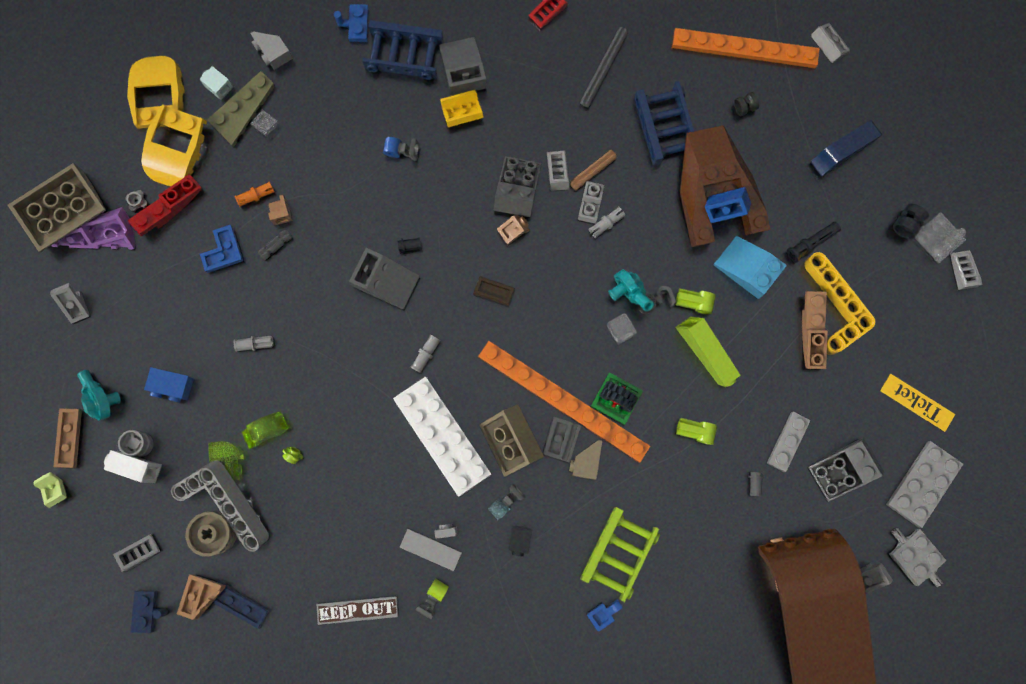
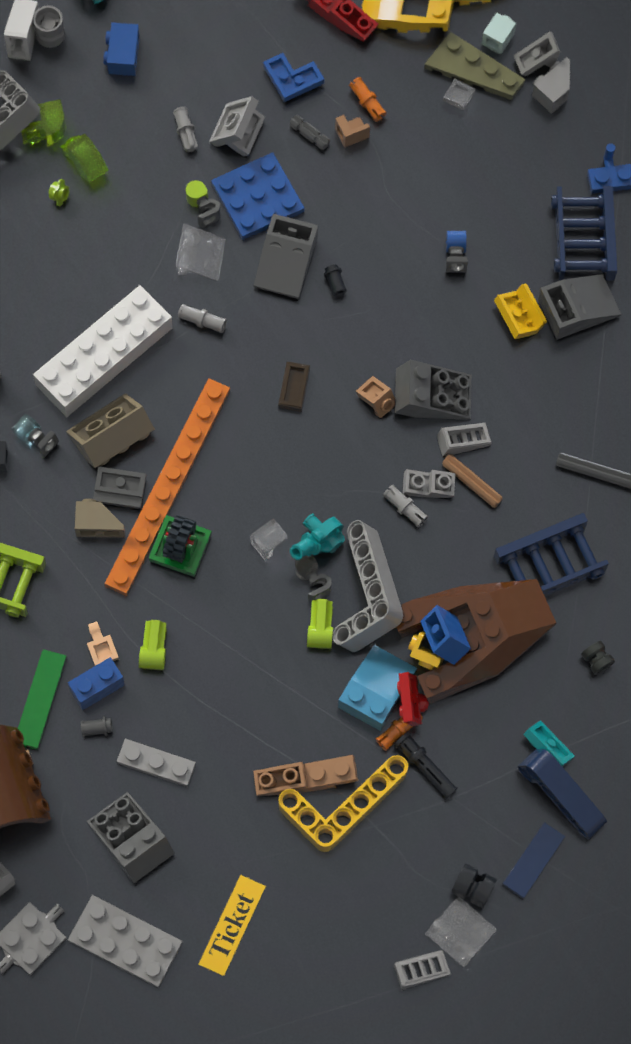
camera: 80 degrees right, 10 degrees down
(242, 55) = (539, 53): none -> light grey slope
(259, 300) = (238, 125): none -> light grey bracket
(315, 341) = (198, 197): none -> leg
(323, 294) = (255, 194): none -> blue plate
(367, 347) = (200, 252): none -> clear hinge
(676, 255) = (384, 607): none -> light grey beam
(693, 471) = (101, 647): none -> light nougat plate
(708, 350) = (256, 645): lime slope -> none
(724, 479) = (96, 683): none -> blue brick
(727, 525) = (41, 697): none -> green tile
(732, 226) = (425, 655): none -> yellow bracket
(767, 239) = (412, 701): none -> red plate
(783, 255) = (393, 733): none -> orange pin
(808, 150) = (542, 738): none -> teal plate
(891, 177) = (533, 860): none -> dark blue tile

